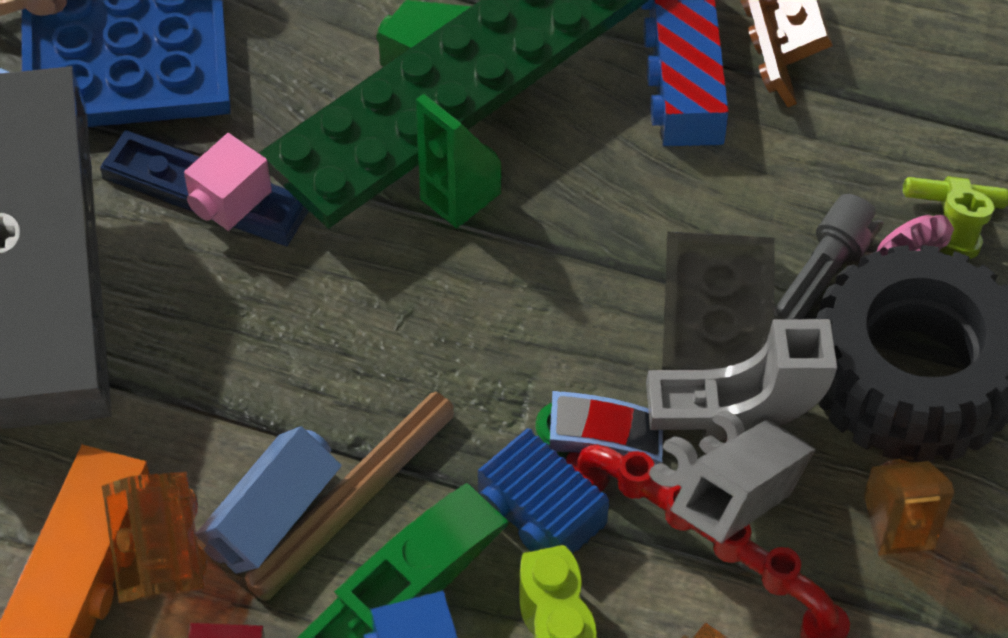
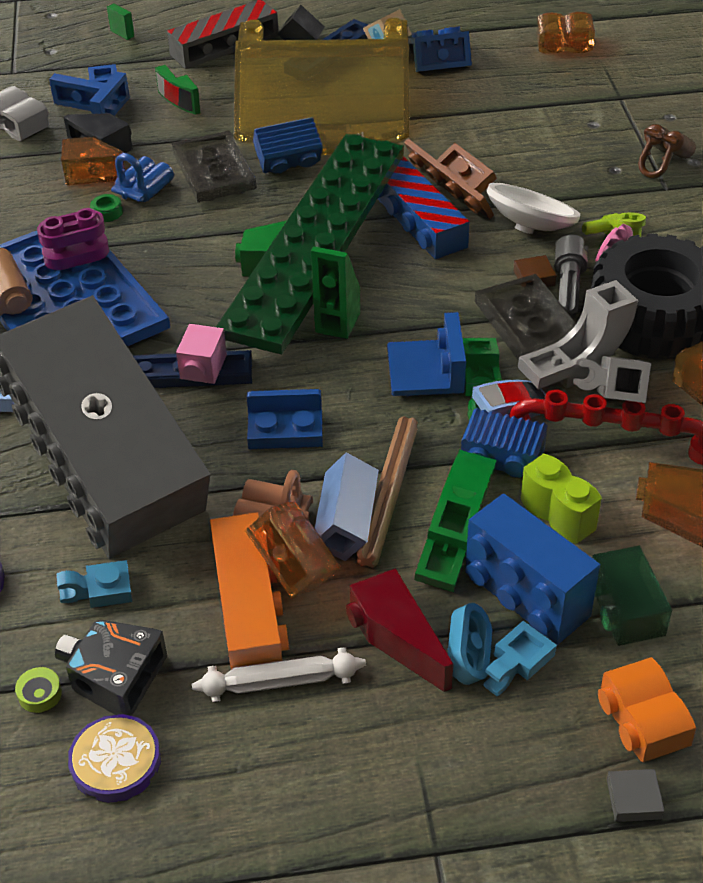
camera: 25 degrees left, 10 degrees down
(187, 444) = (261, 496): none -> nougat piece
(284, 328) = (284, 419): none -> blue bracket
(527, 321) = (430, 364): none -> blue bracket
(603, 351) = (481, 362): none -> green slope
(790, 227) = (535, 265): none -> reddish brown tile
(844, 118) = (531, 209): none -> white dish

